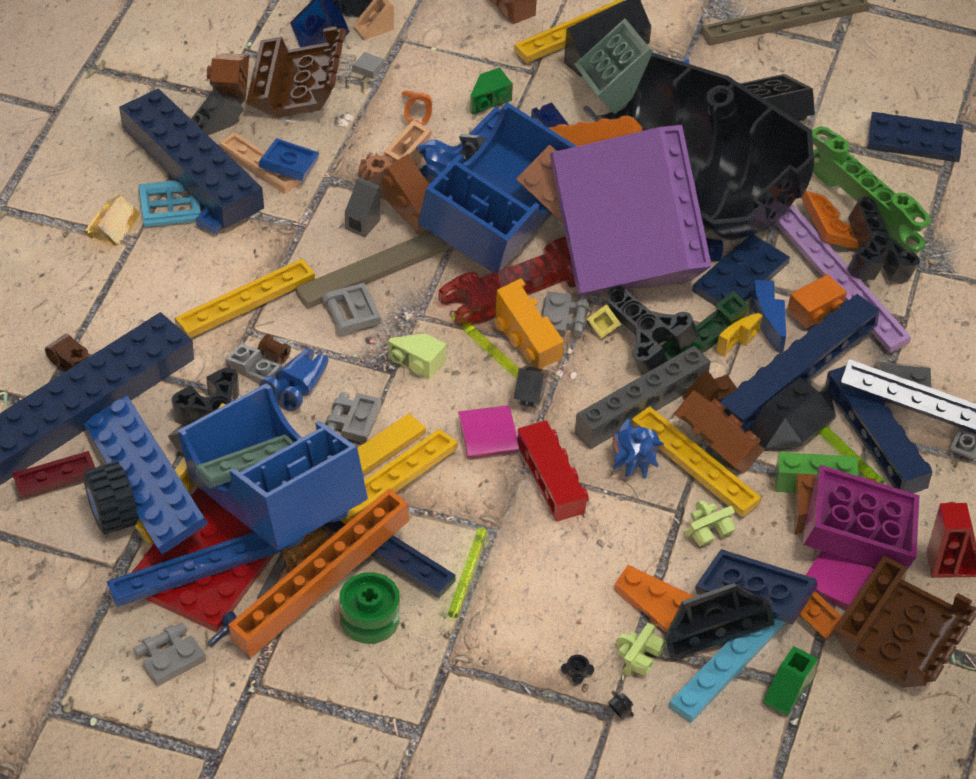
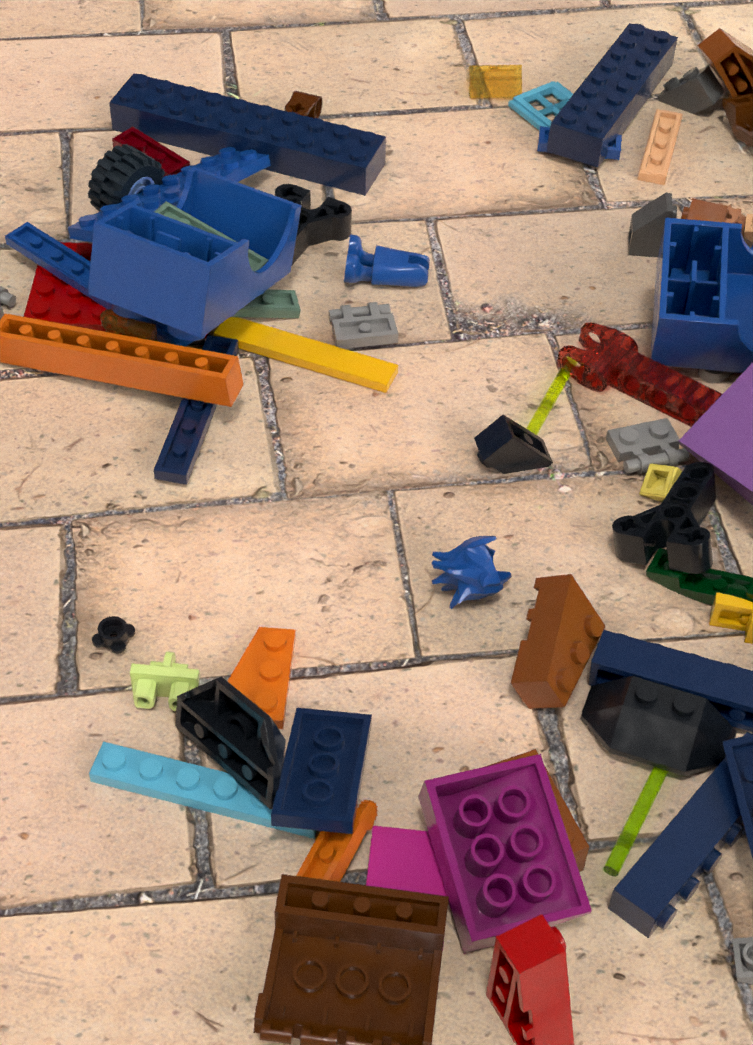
camera: 65 degrees right, 0 degrees up
(244, 298) = (466, 196): yellow plate -> none
(251, 364) = (383, 229): light grey slope -> none
(274, 349) = (411, 234): reddish brown bush -> none
(289, 159) = (677, 159): blue tile -> none
(359, 306) = (518, 279): light grey plate -> none
(369, 608) = (98, 420): green wheel -> none
(373, 267) = (577, 268): dark tan tile -> none
(406, 468) = (302, 380): yellow plate -> none
(418, 352) = (487, 343): yellowish green slope -> none
(467, 573) = (205, 491): clear neon green bar -> none
(488, 431) = (418, 438): dark pink slope -> none
(526, 327) = (591, 411): light orange wedge -> none
(552, 470) = (392, 510): red brick -> none
(621, 705) = (72, 692): black plate -> none
(652, 389) = (558, 550): dark grey brick -> none
(699, 463) = (499, 652): yellow plate -> none
(701, 528) = (421, 699): yellowish green hips -> none
(711, 387) = (625, 617): reddish brown slope -> none
(791, 464) = (570, 776): bright green brick -> none
(791, 681) = (190, 862): green slope -> none

